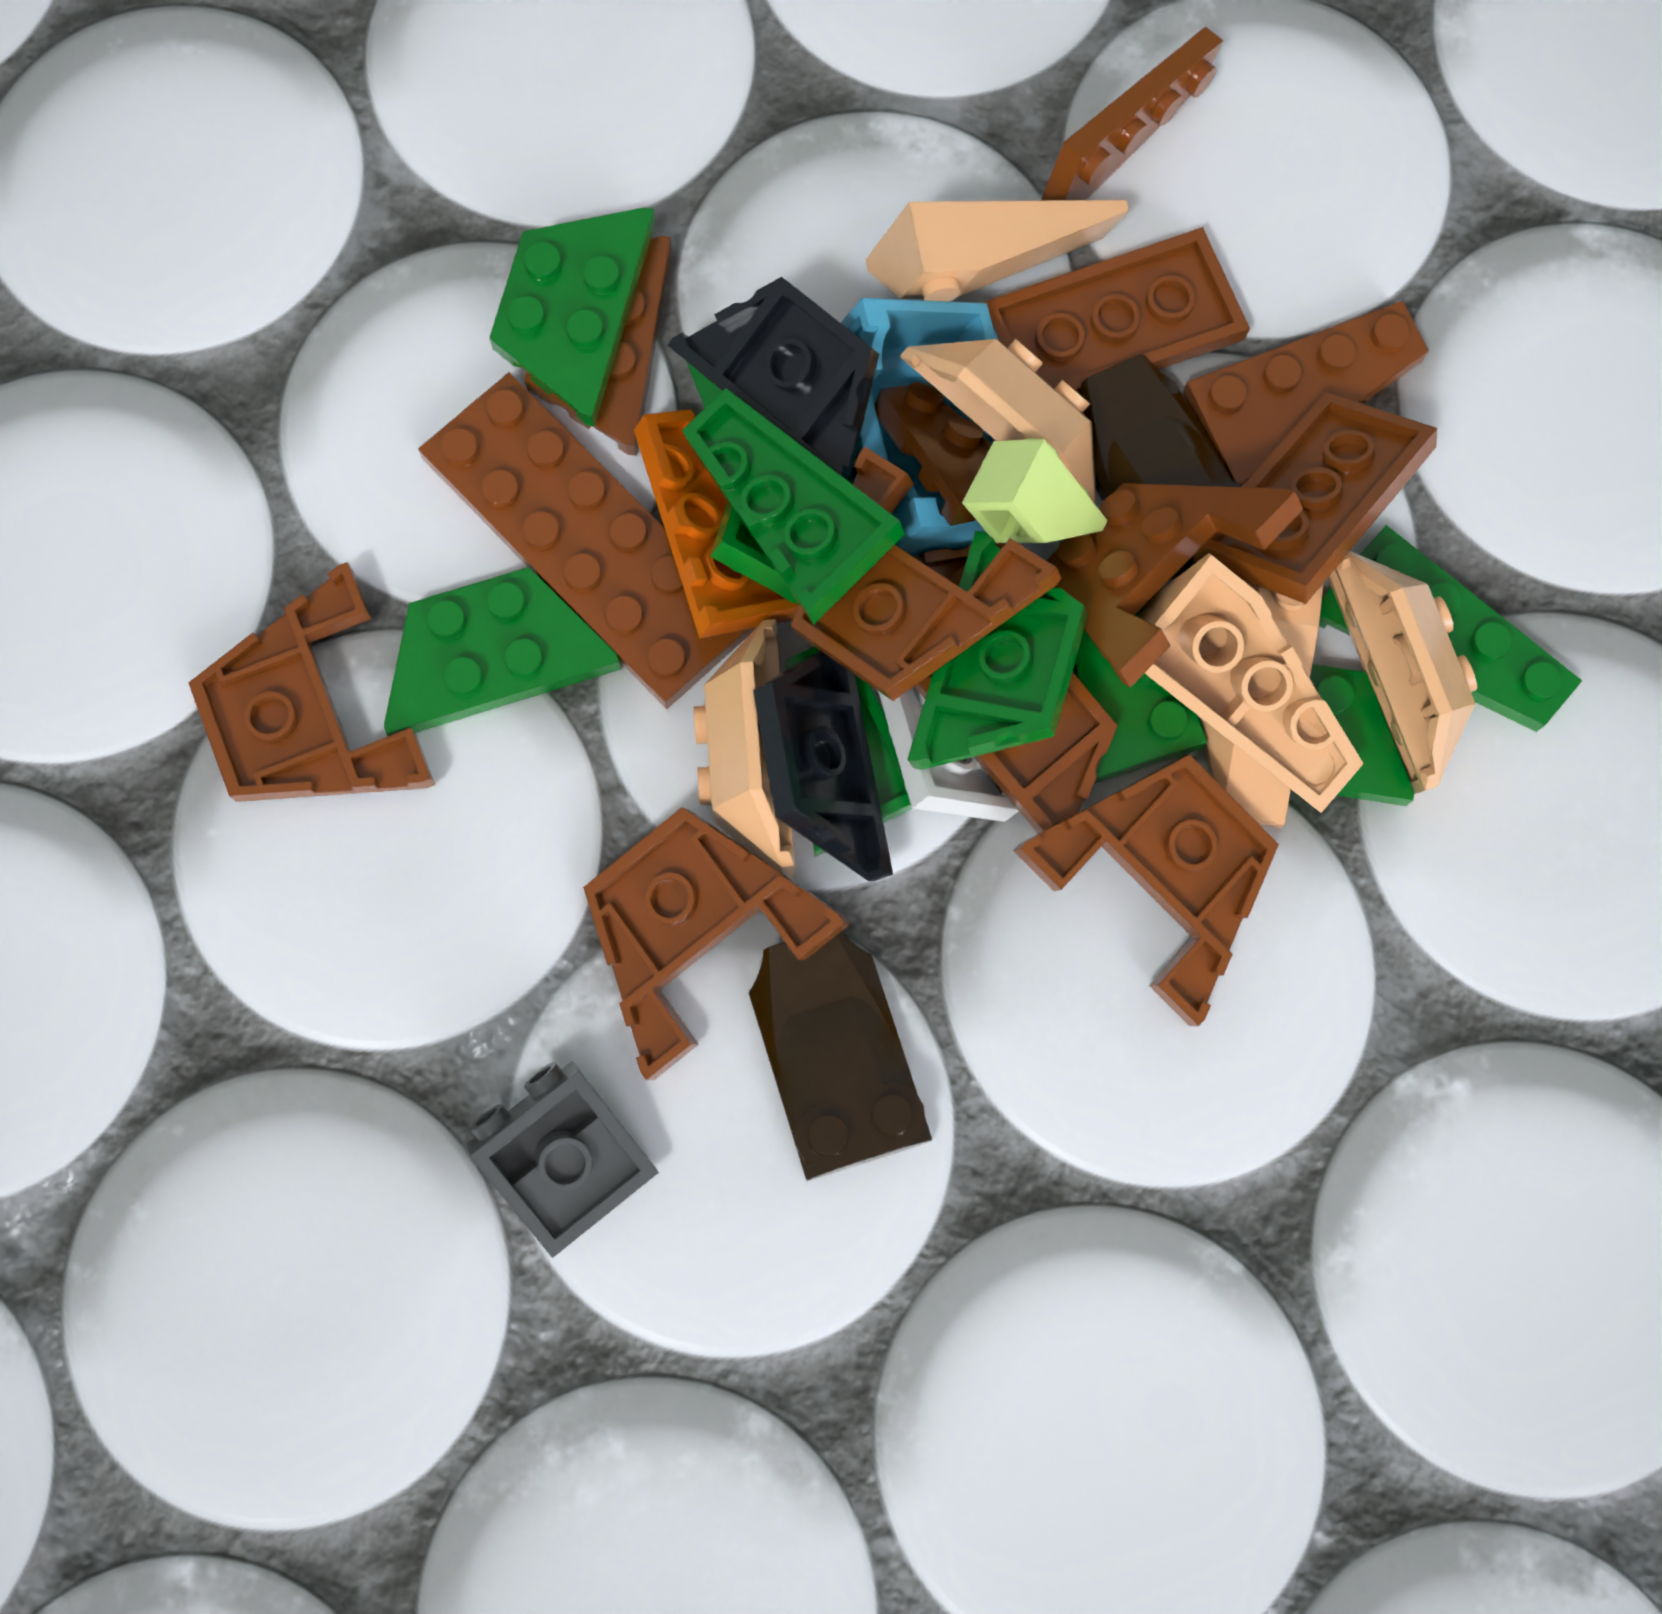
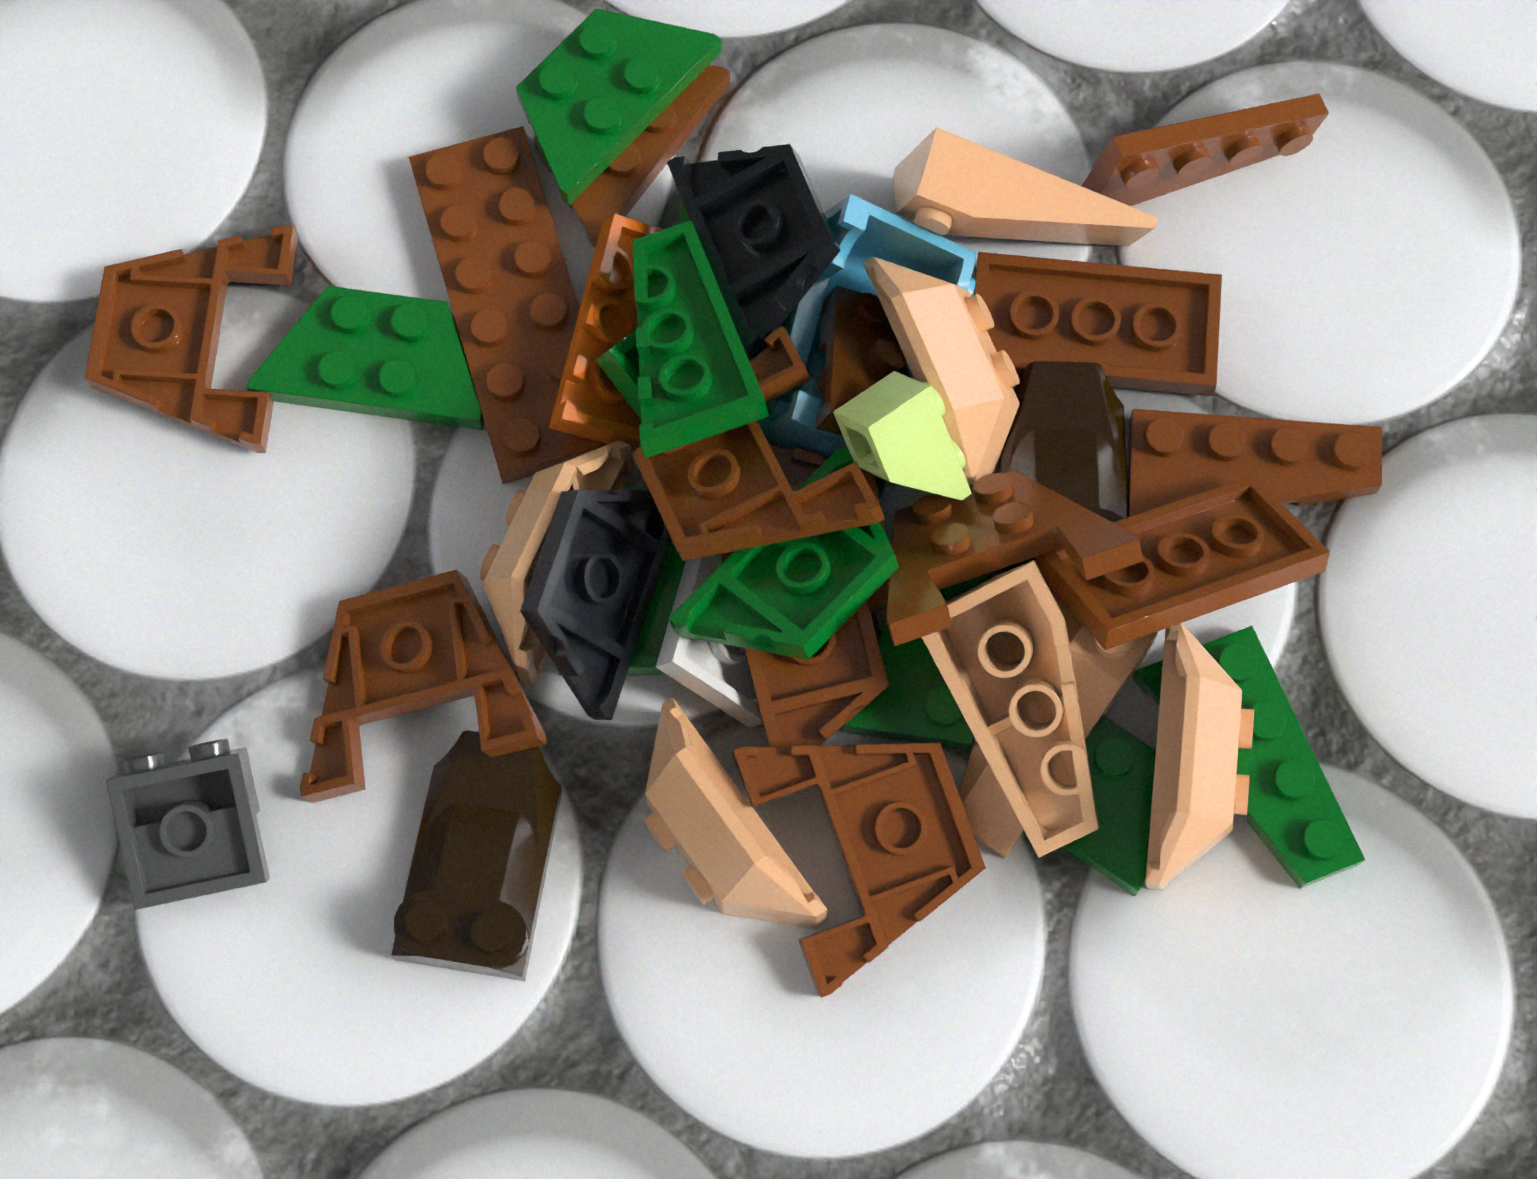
camera: 30 degrees right, 5 degrees down
(1035, 926) = (720, 833): none -> light nougat wedge

